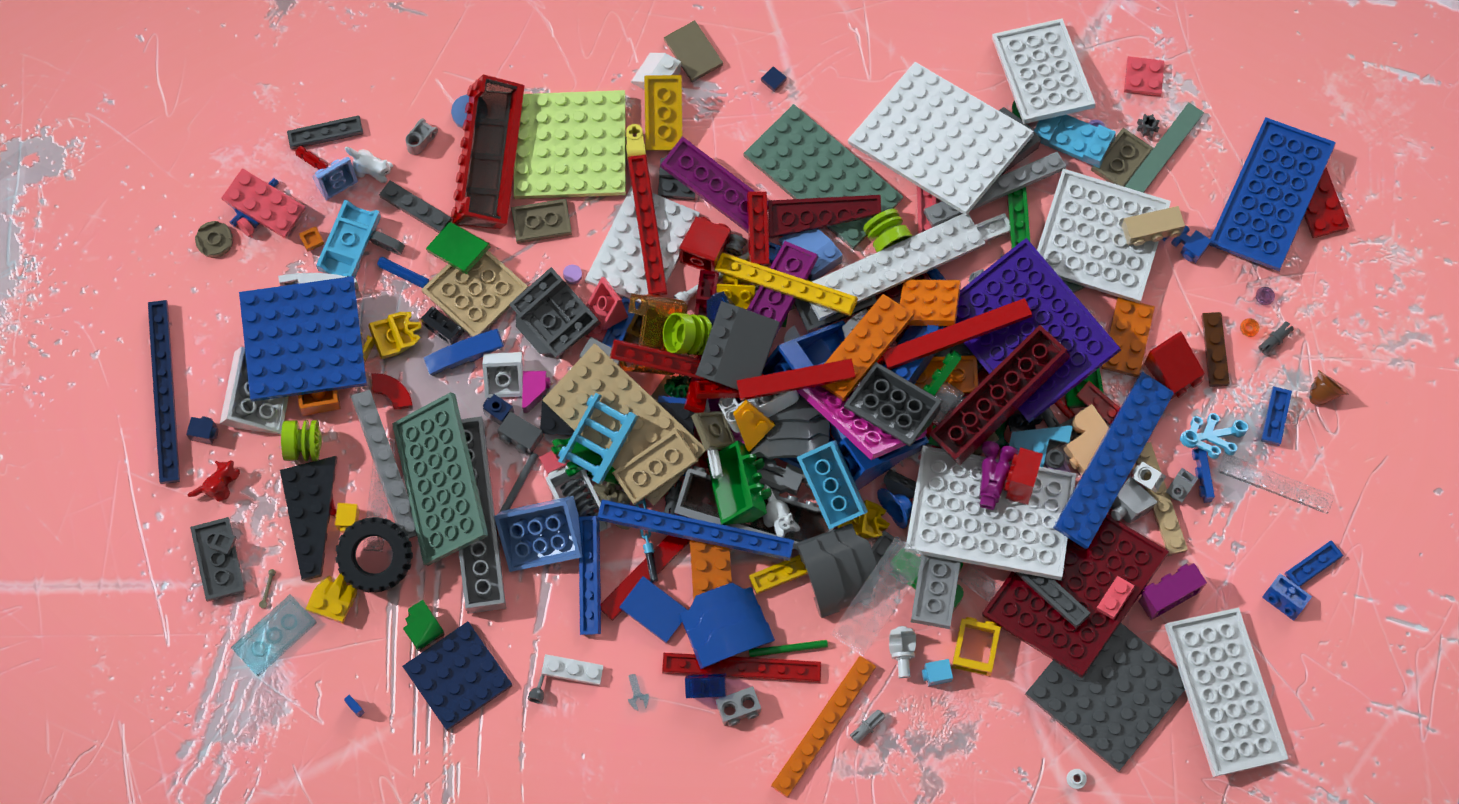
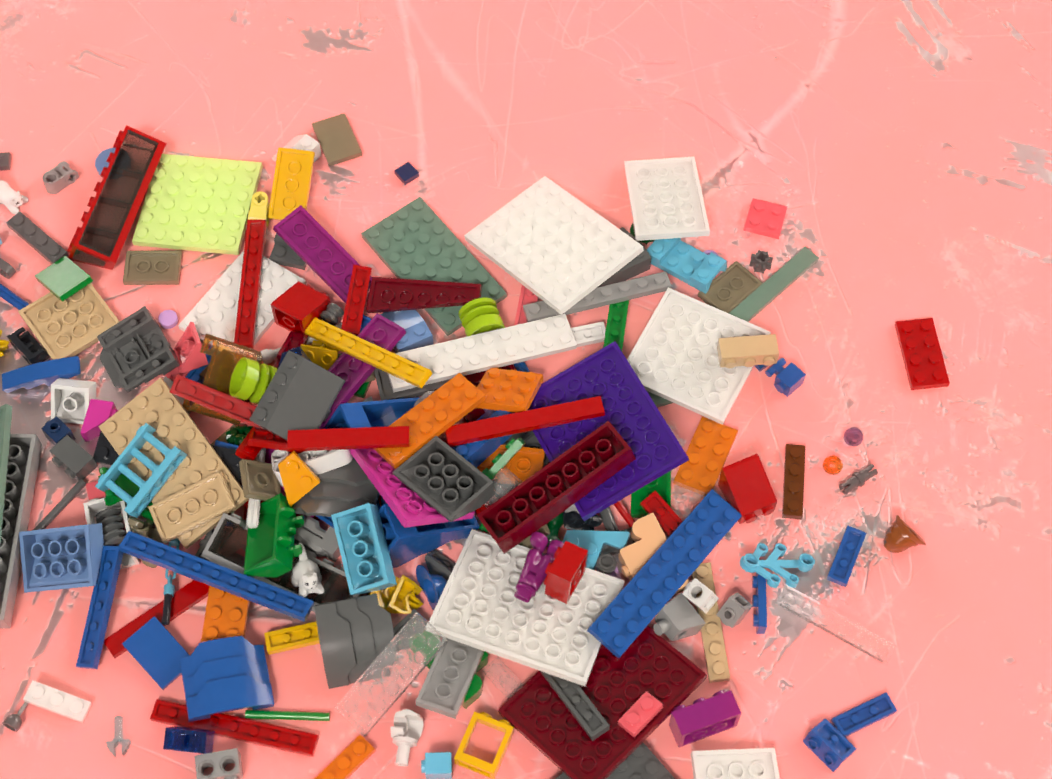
camera: 10 degrees right, 10 degrees down
(1272, 194) = (874, 341): blue plate -> none

